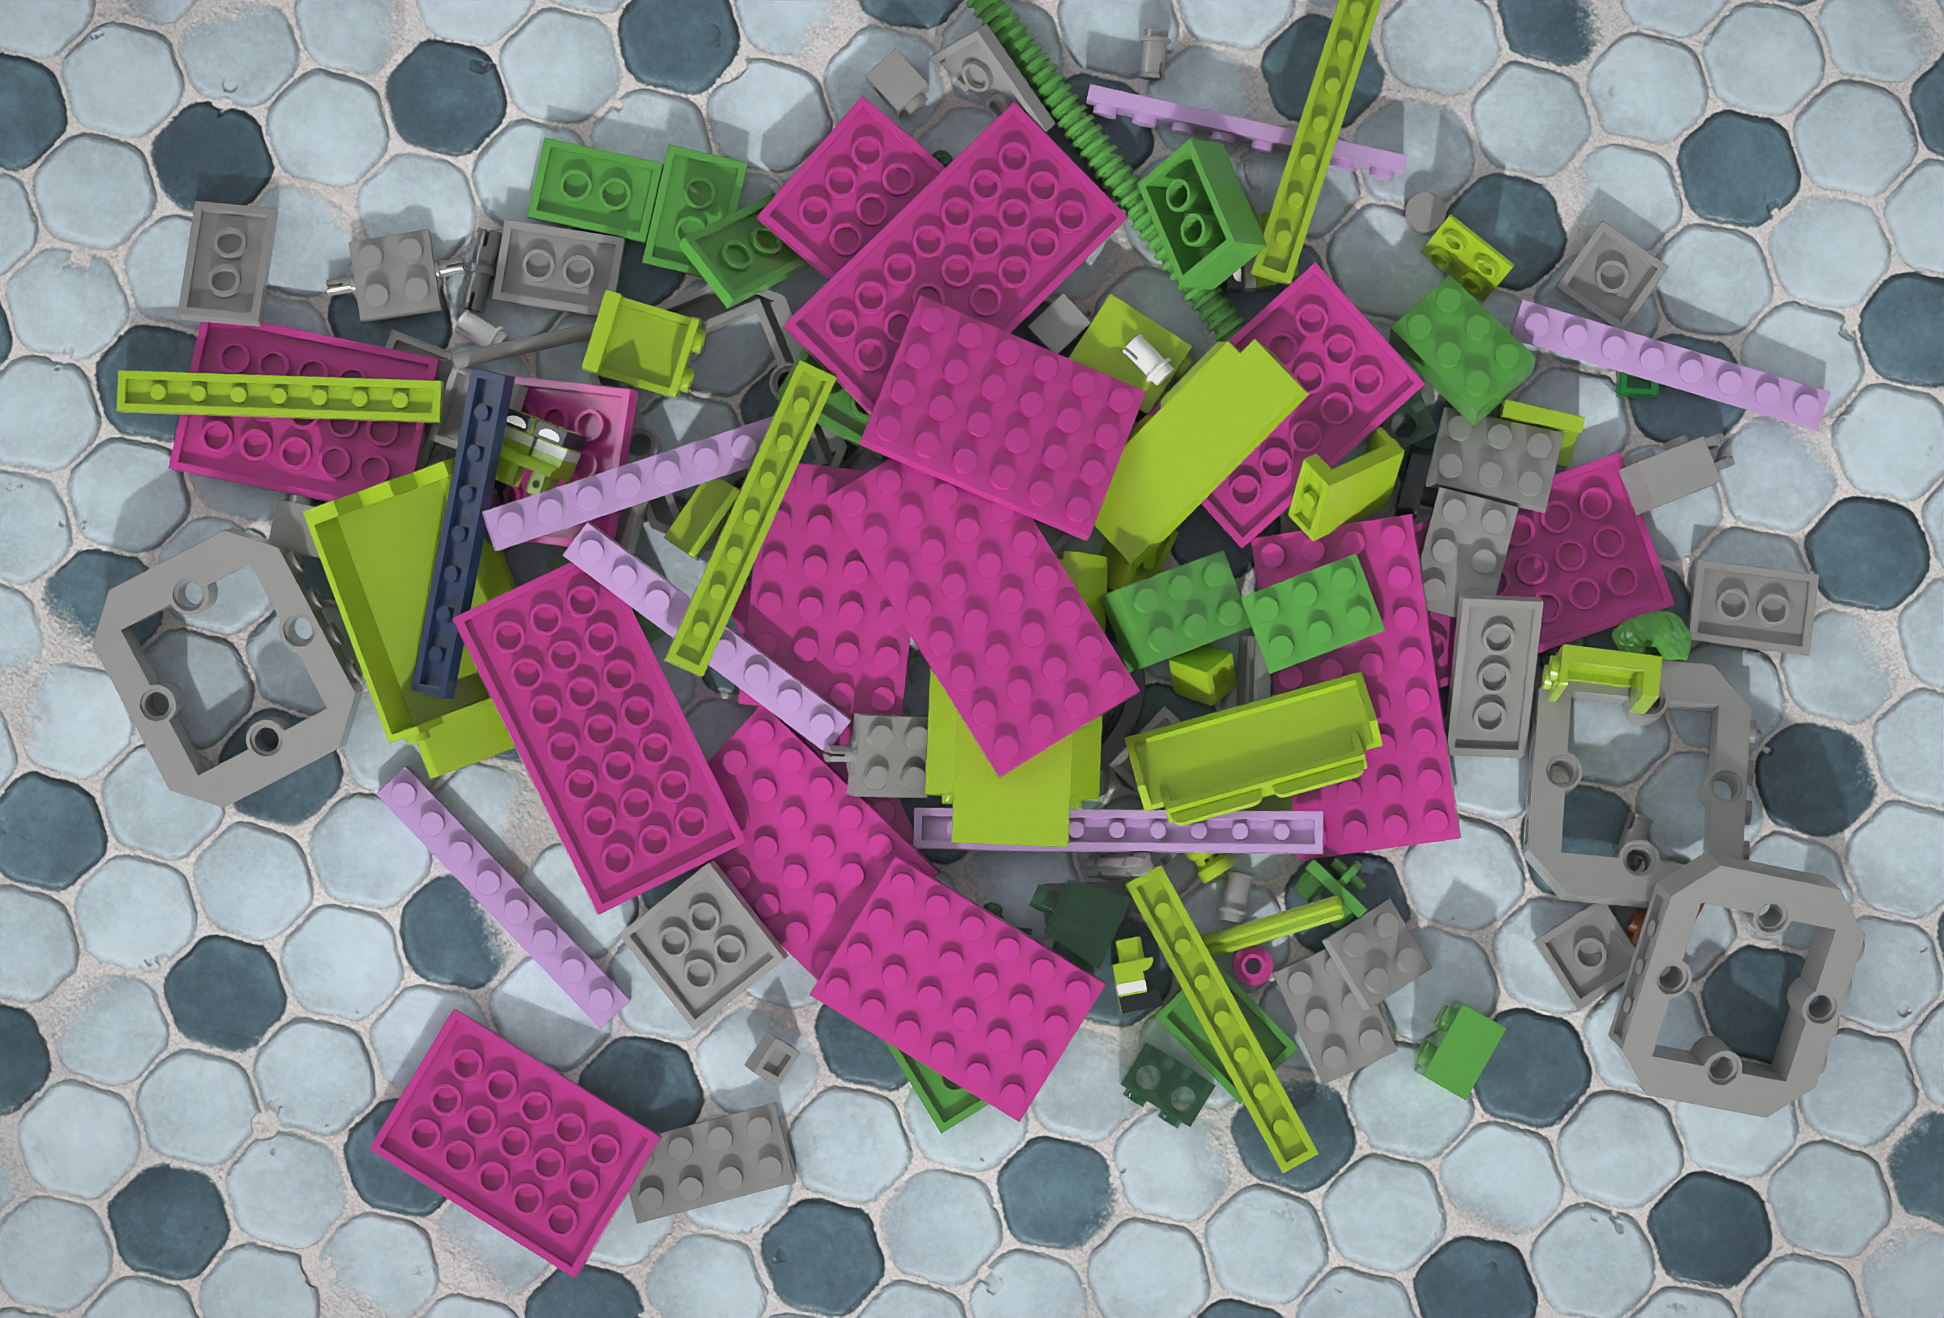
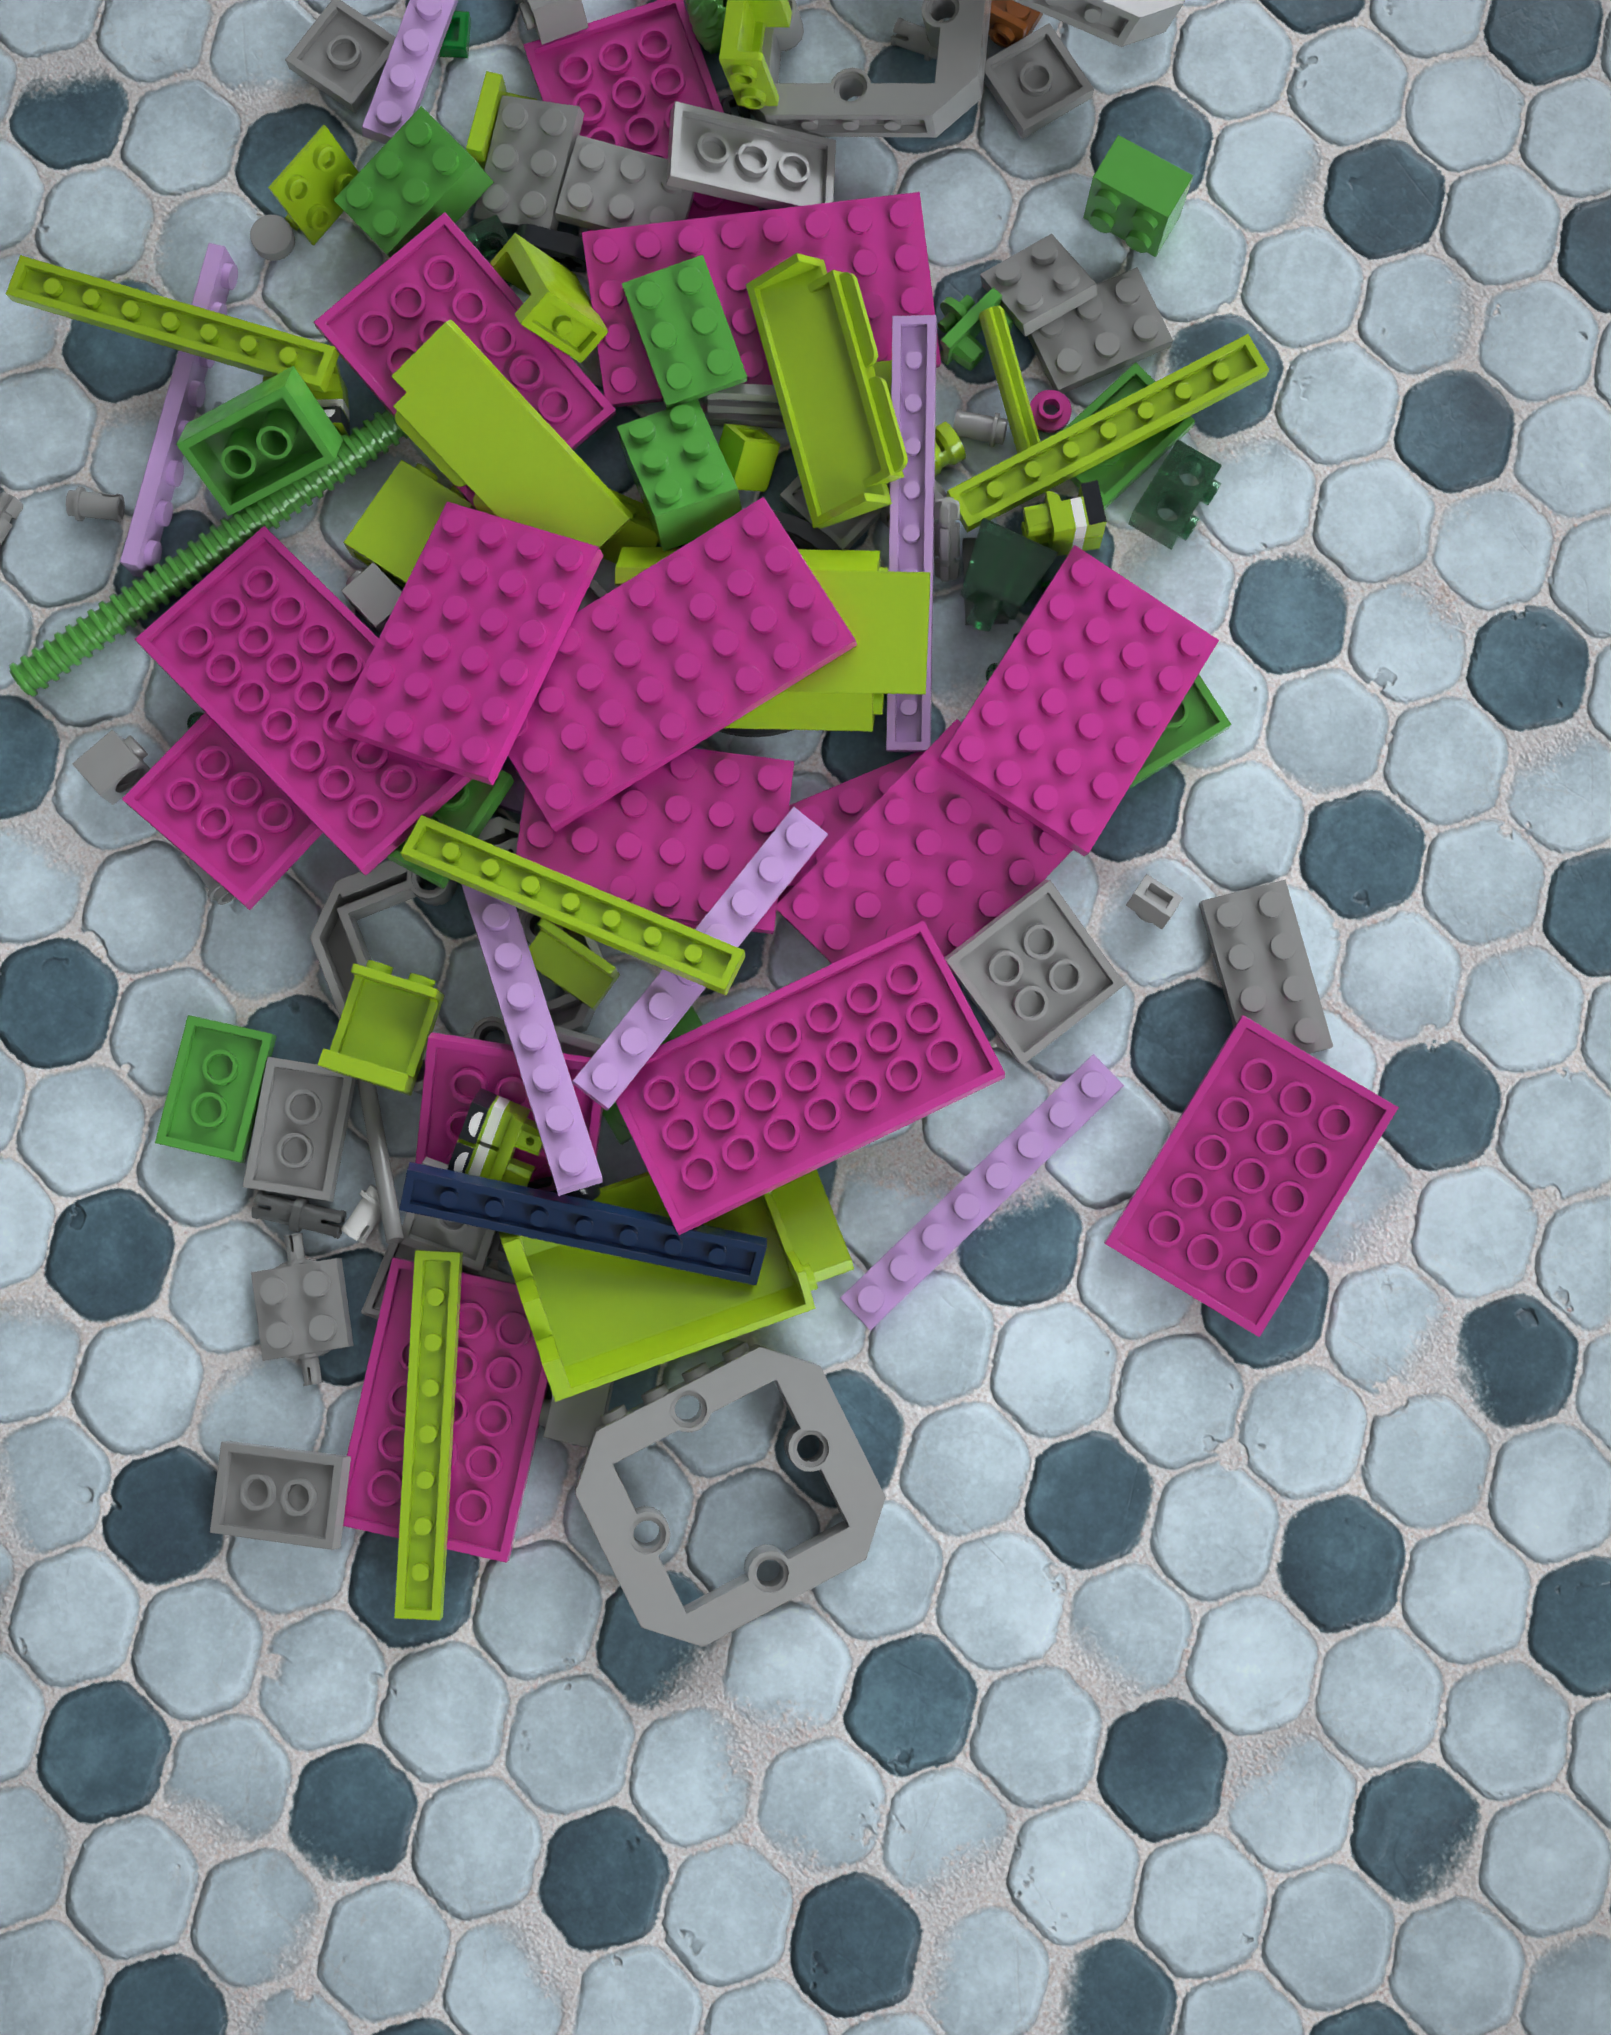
camera: 90 degrees left, 5 degrees down
(691, 194) = (244, 982): bright green plate -> none
(741, 255) = (287, 924): bright green plate -> none
(885, 755) = (831, 774): light grey plate -> none
(990, 73) = (105, 669): light grey wing -> none
(1148, 360) = (414, 498): white pin -> none

